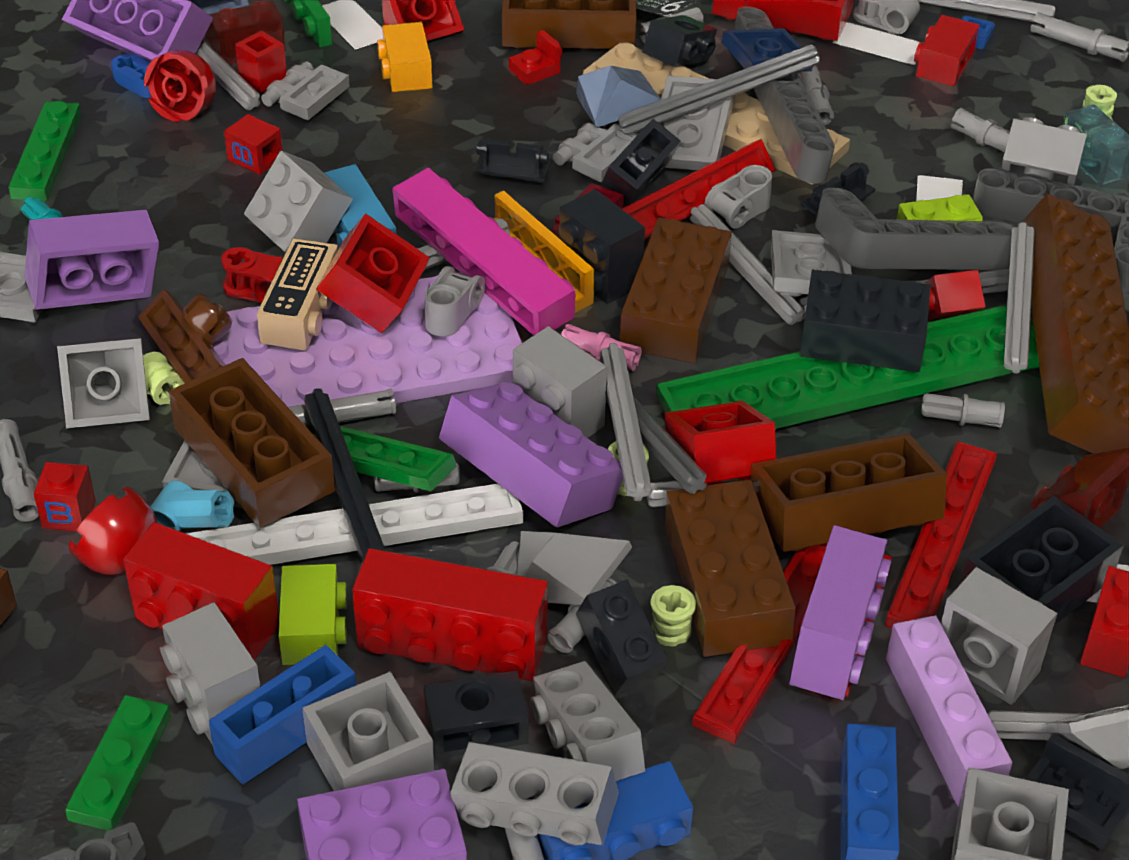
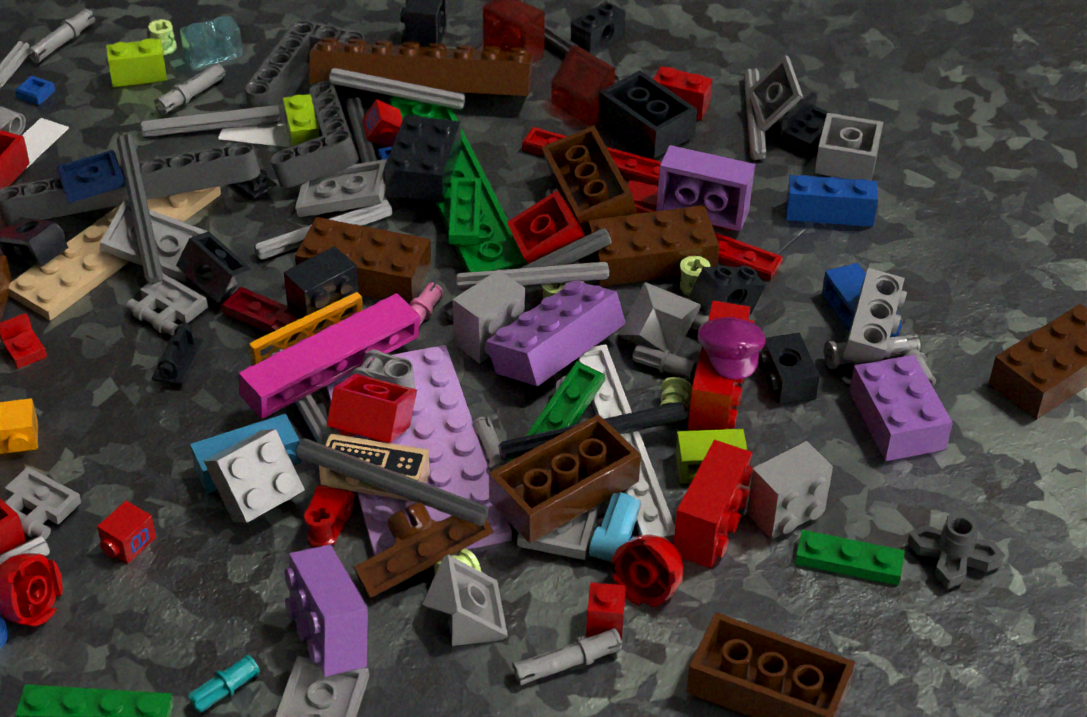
camera: 90 degrees left, 0 degrees up
(247, 291) = (392, 482): none -> dark grey axle
(270, 719) = (790, 429): blue brick -> none
(367, 735) = (828, 411): light grey brick -> none
(439, 581) = (732, 346): none -> magenta piece
(587, 720) = (803, 303): light grey brick -> none
(613, 92) = (110, 282): sand blue slope -> none
(679, 197) = (223, 232): red tile -> none
(741, 195) = (249, 222): light grey piece -> none
(768, 365) = (465, 211): none -> green plate
(937, 152) = (210, 121): none -> light grey axle
(944, 702) = (774, 158): lavender brick -> none
(946, 50) = (68, 100): red brick -> none
(963, 409) = (491, 136): light grey axle -> none
(997, 634) = (710, 126): light grey brick -> none
(1034, 88) = (136, 62): none -> lime brick
(1044, 150) = (241, 59): light grey brick -> none

